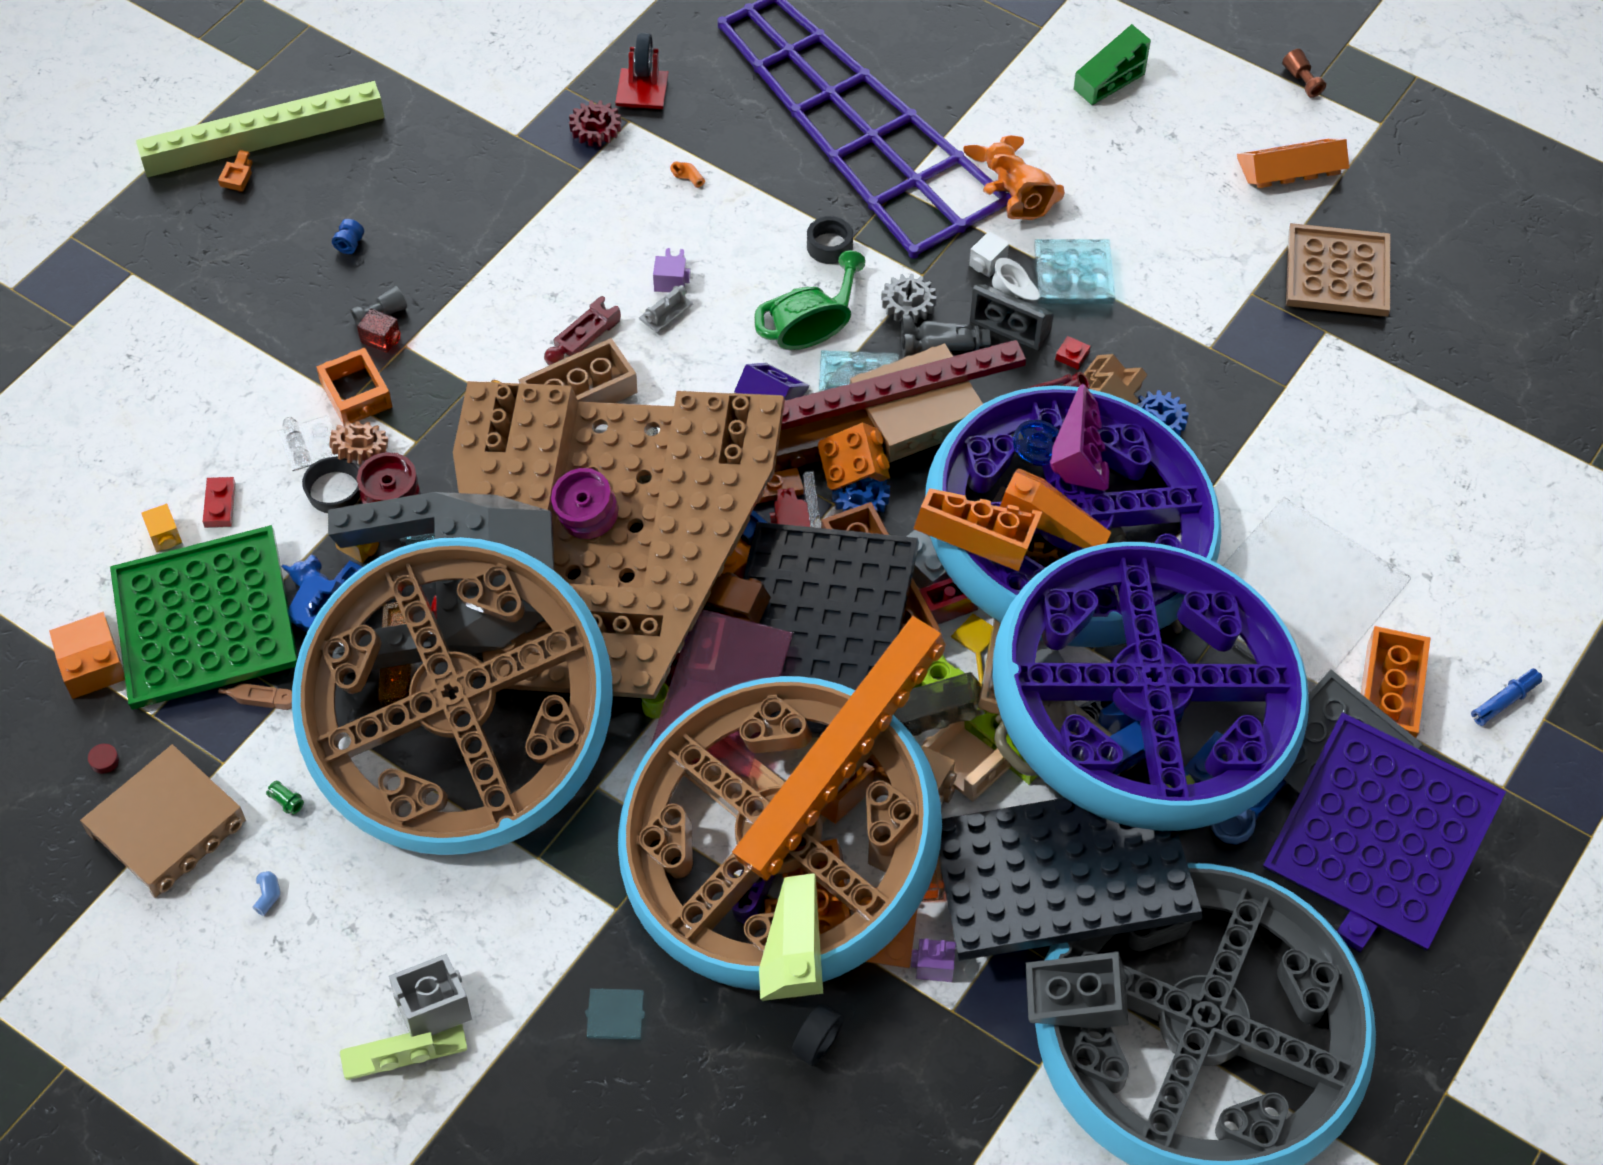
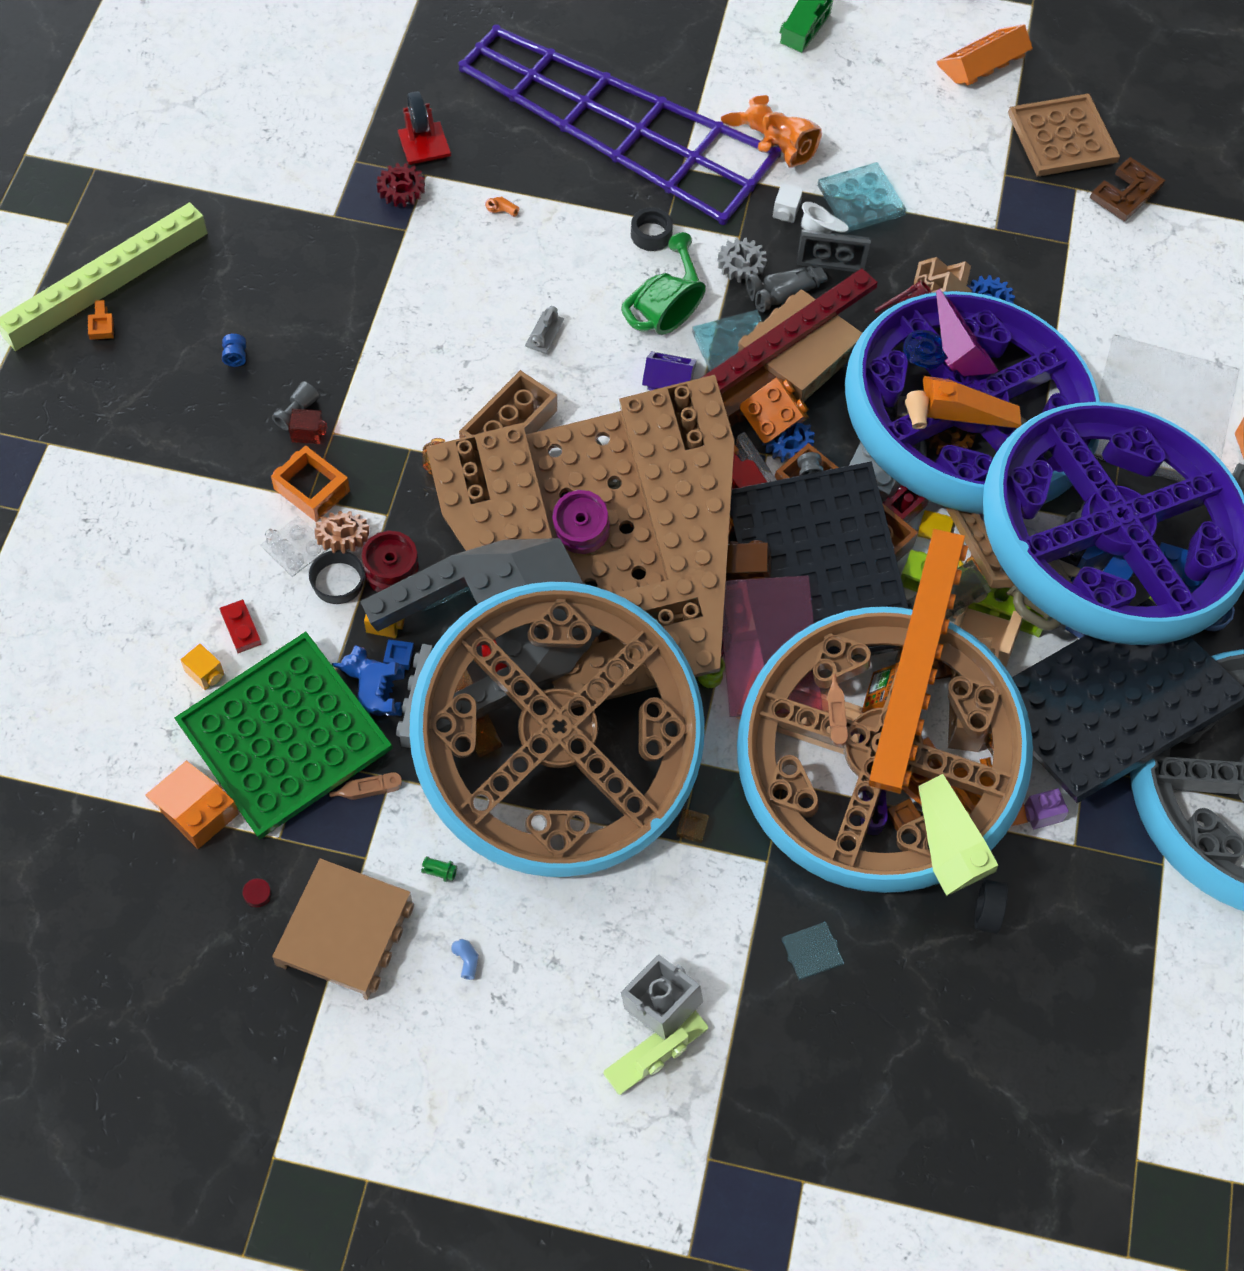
camera: 25 degrees left, 5 degrees up
(557, 846) = (692, 825): none -> clear orange tile
(583, 331) = (484, 373): dark red plate -> none
(670, 271) = (533, 297): brick -> none
(739, 777) = (837, 714): none -> nougat piece
(856, 520) = (809, 463): none -> dark grey wheel
(978, 526) = (926, 435): orange wedge -> none
(991, 490) = (917, 407): none -> light nougat cone
(1072, 352) = (893, 266): red plate -> none
(1078, 991) = (1186, 794): dark grey slope -> none
(1402, 349) = (1142, 187): none -> reddish brown plate

